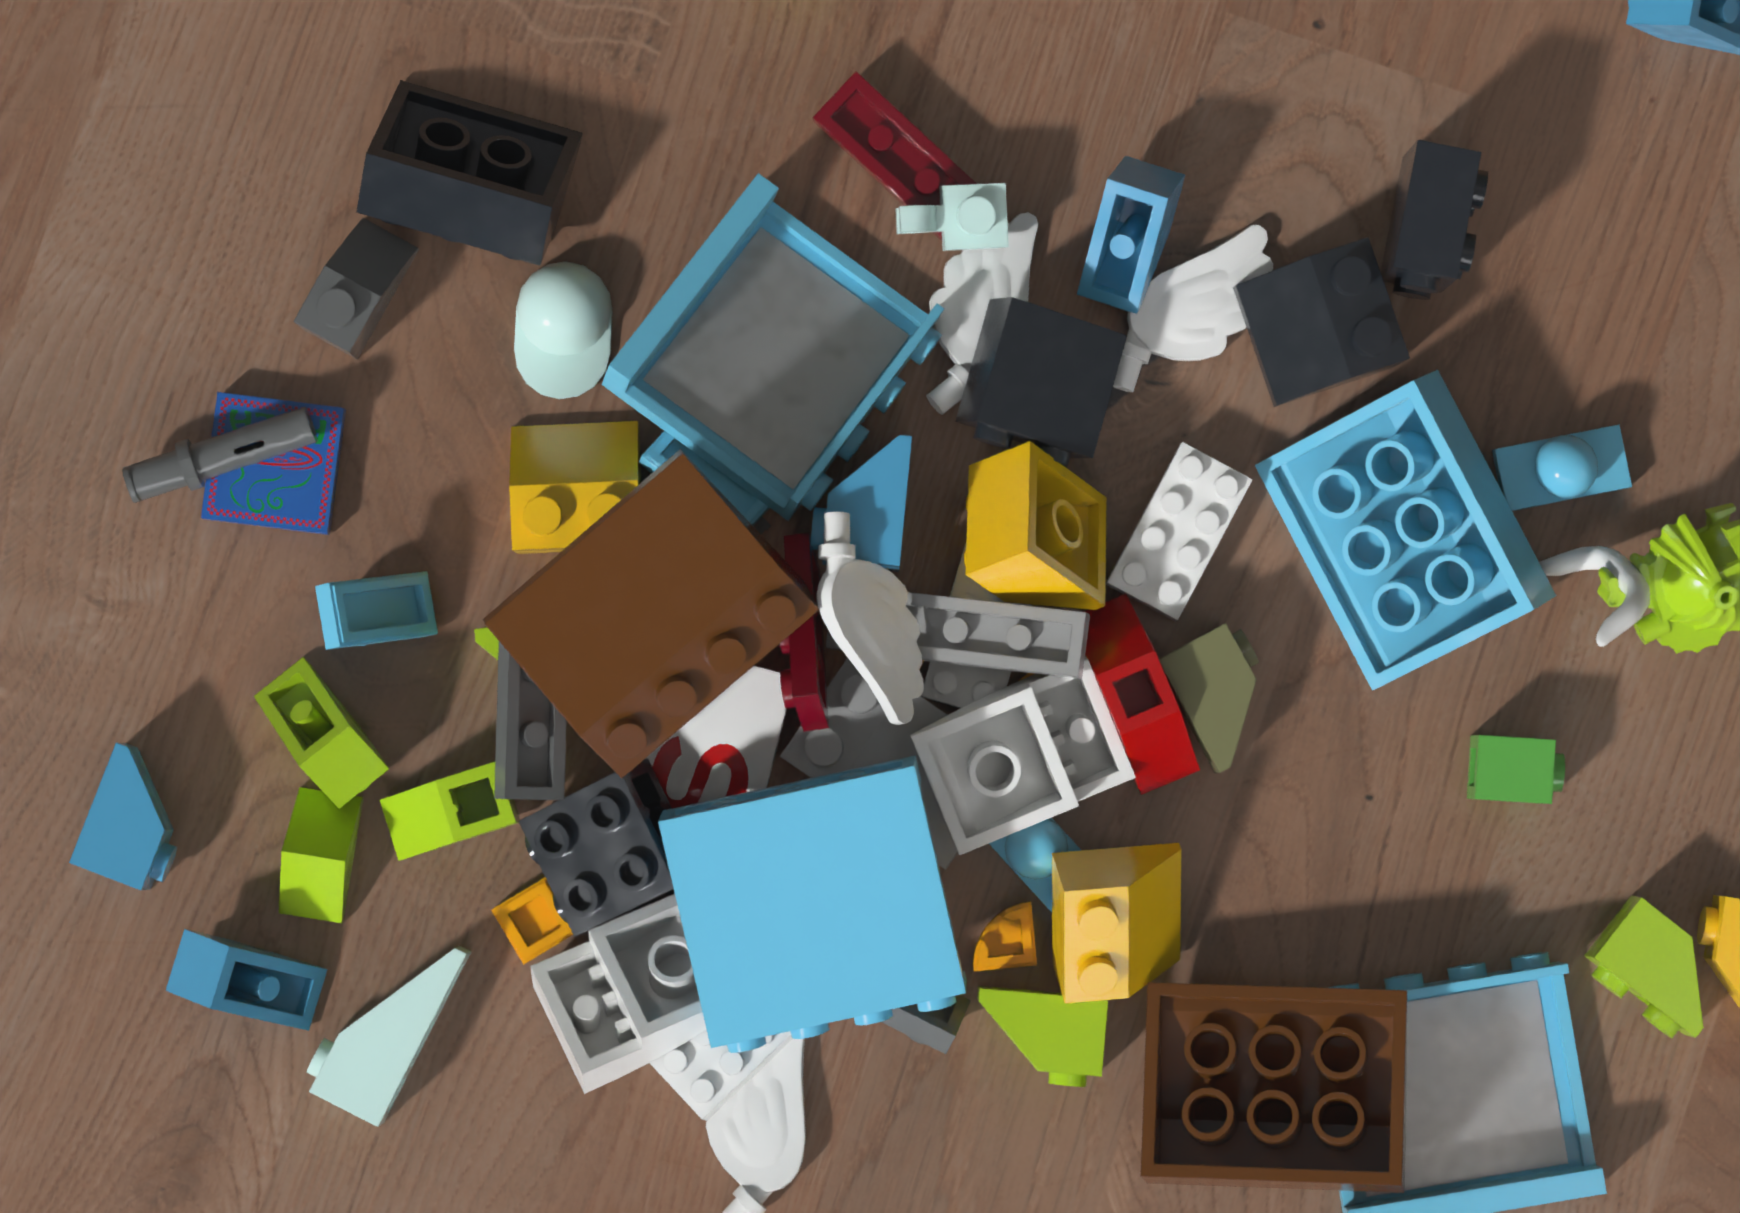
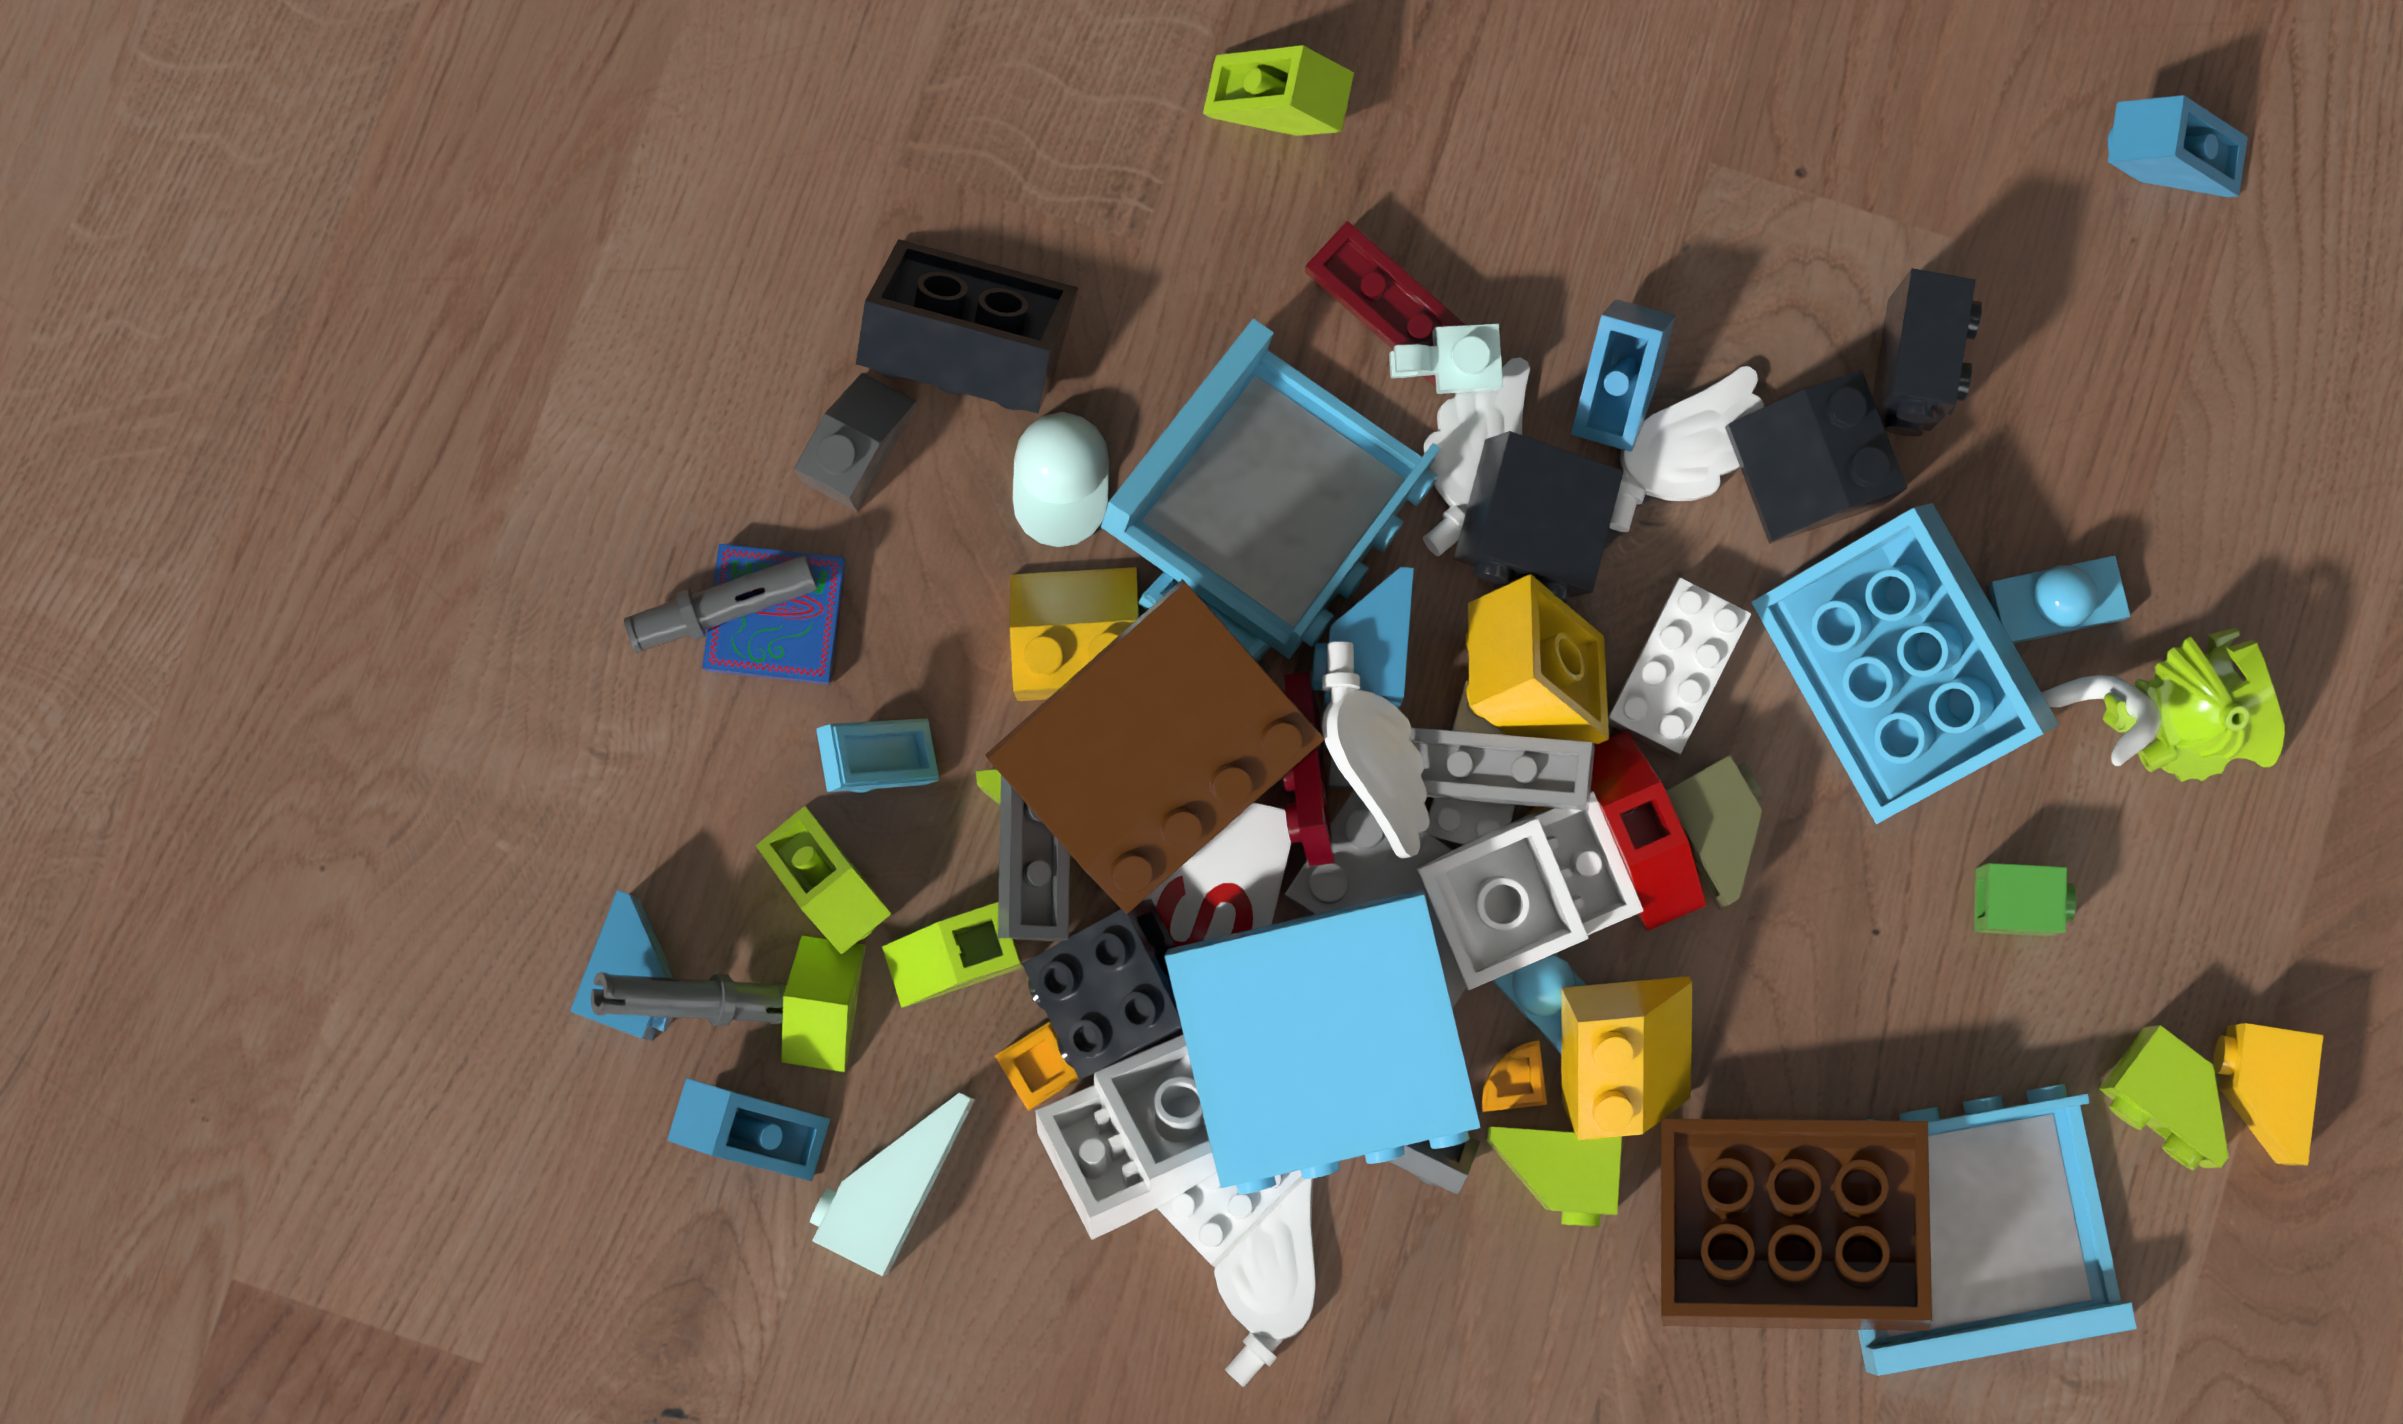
camera: 10 degrees right, 5 degrees down
(210, 852) = (713, 999): none -> dark grey pin

